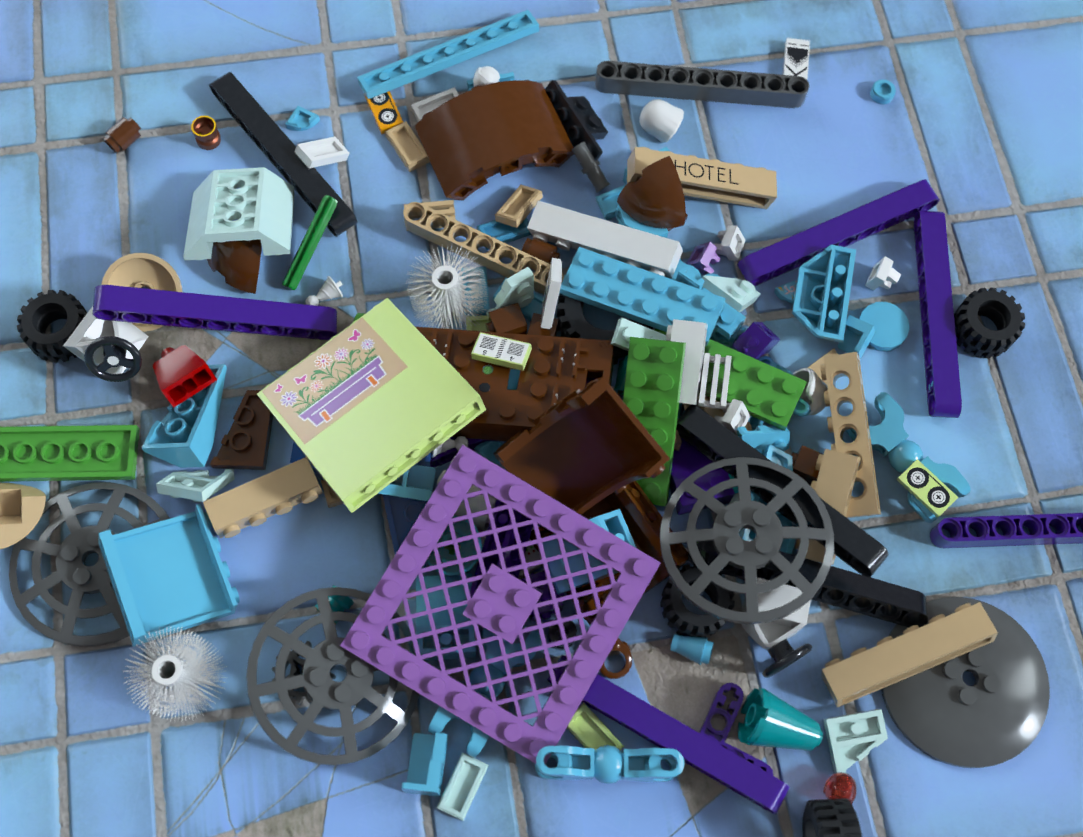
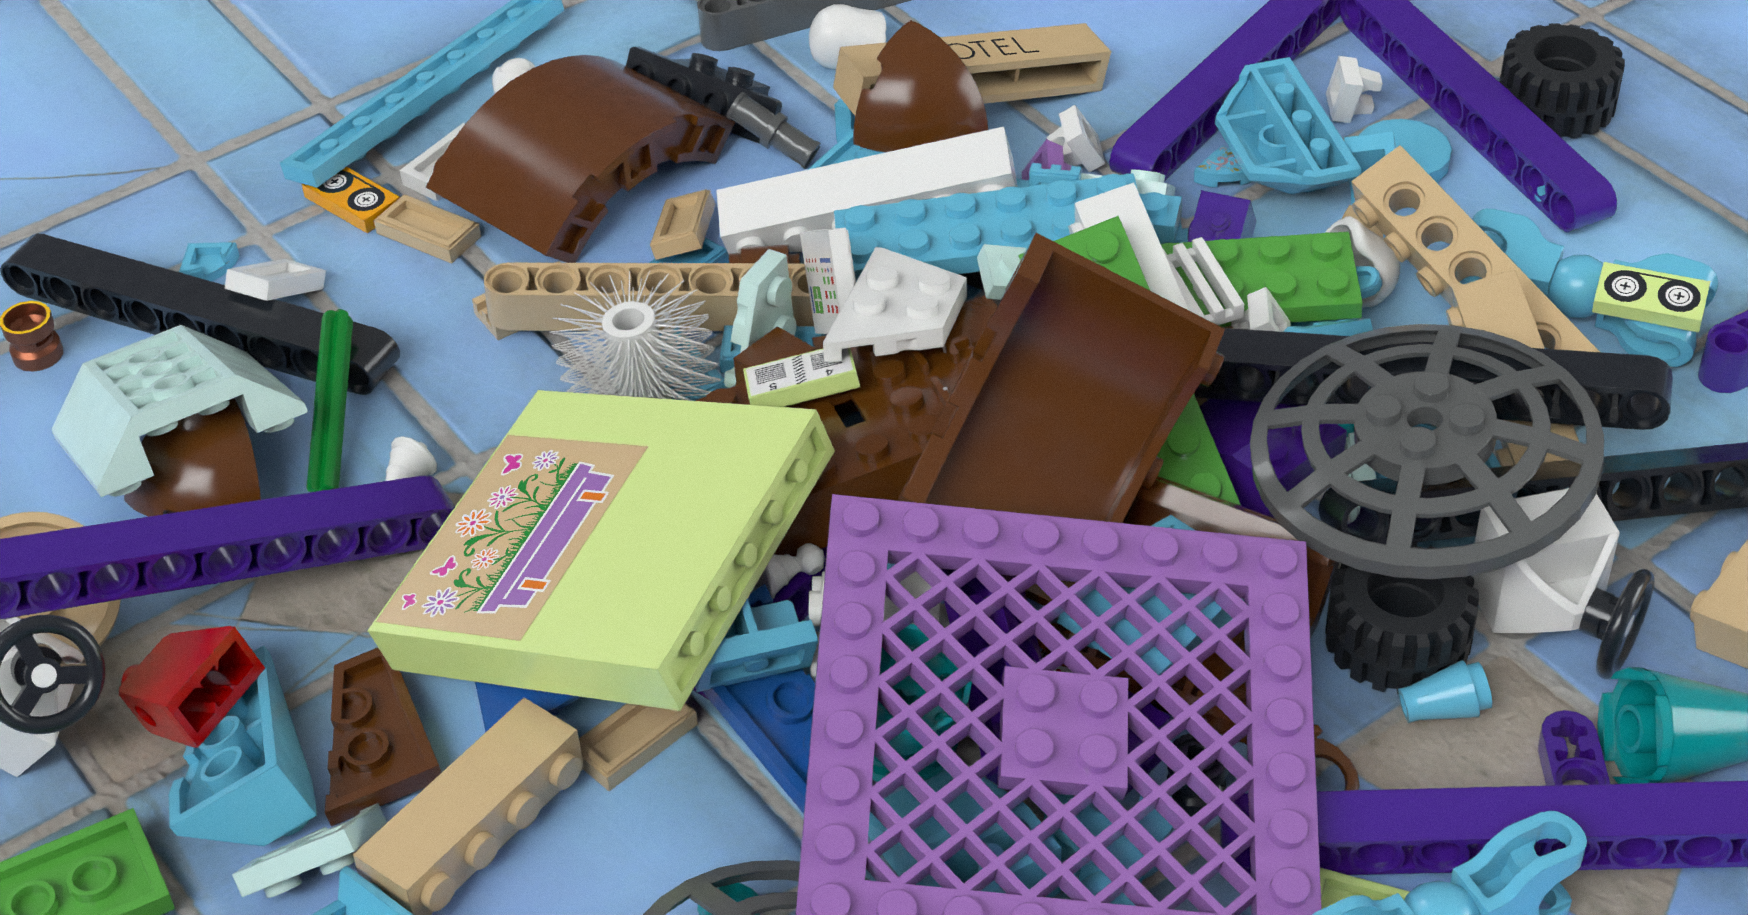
camera: 20 degrees left, 25 degrees down
(564, 333) = (897, 307): none -> white wing

